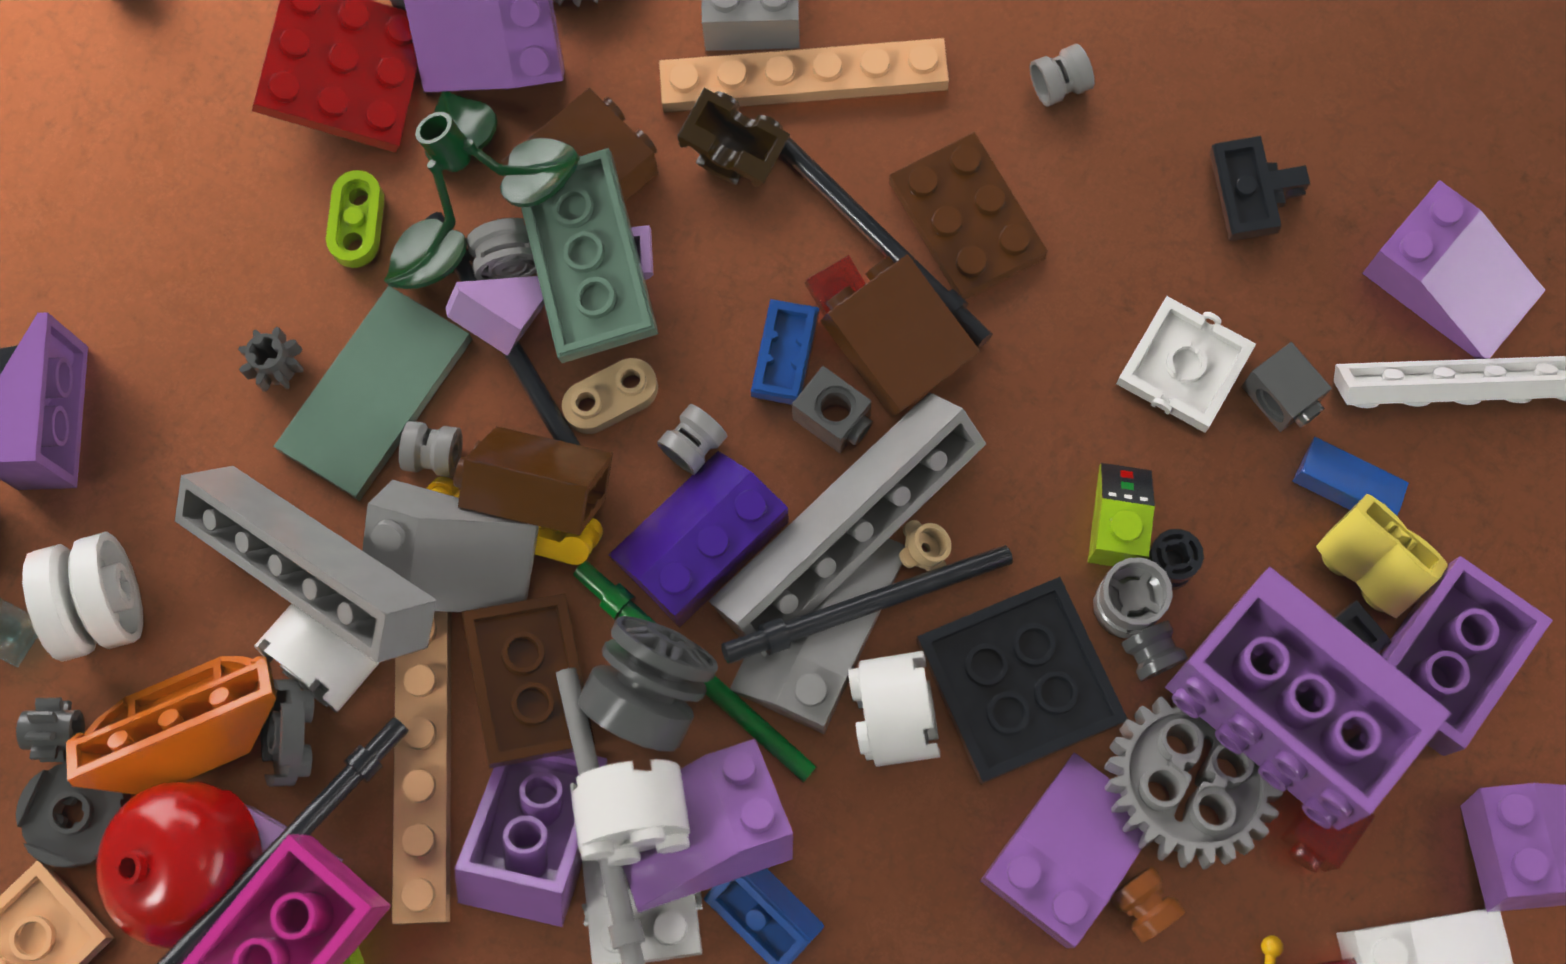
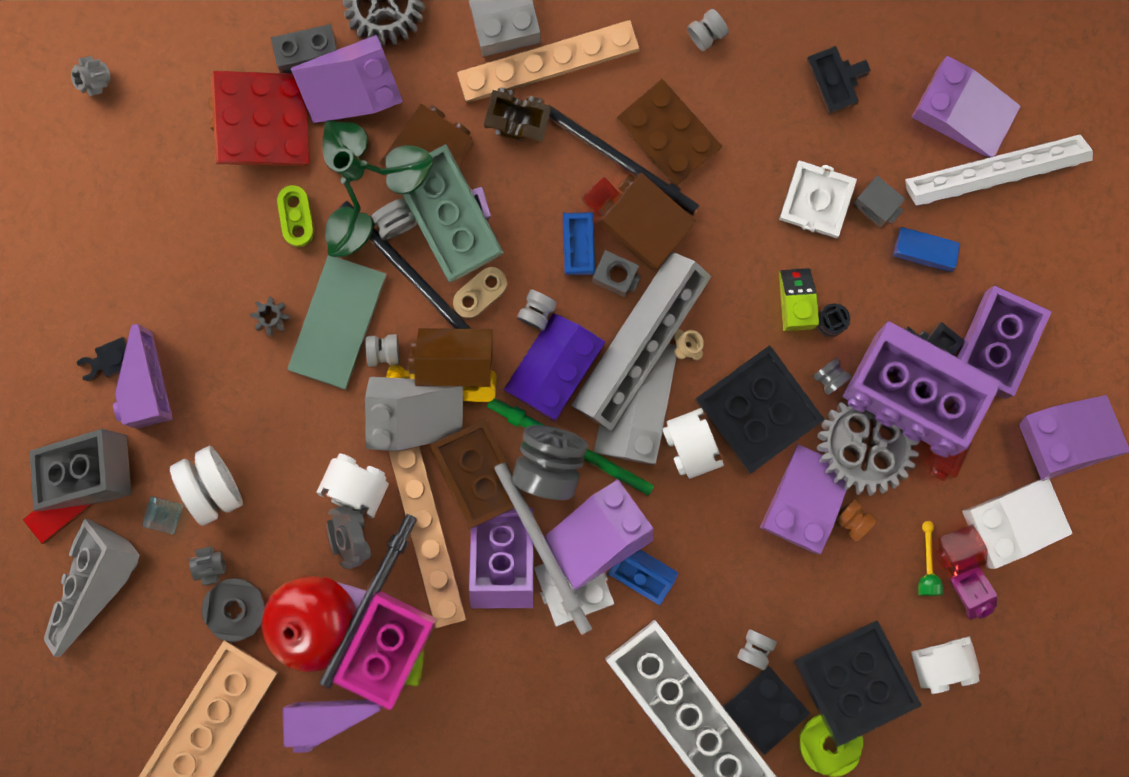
camera: 20 degrees left, 10 degrees up
(175, 727) = (282, 546): orange wedge -> none
(306, 563) = (334, 438): light grey brick -> none
(496, 308) = (402, 258): lavender slope -> none
(630, 811) = (560, 537): white brick -> none
(778, 635) = (618, 417): black bar -> none
(1132, 597) = (813, 349): light grey wheel -> none
(1381, 557) = (950, 293): light yellow brick -> none

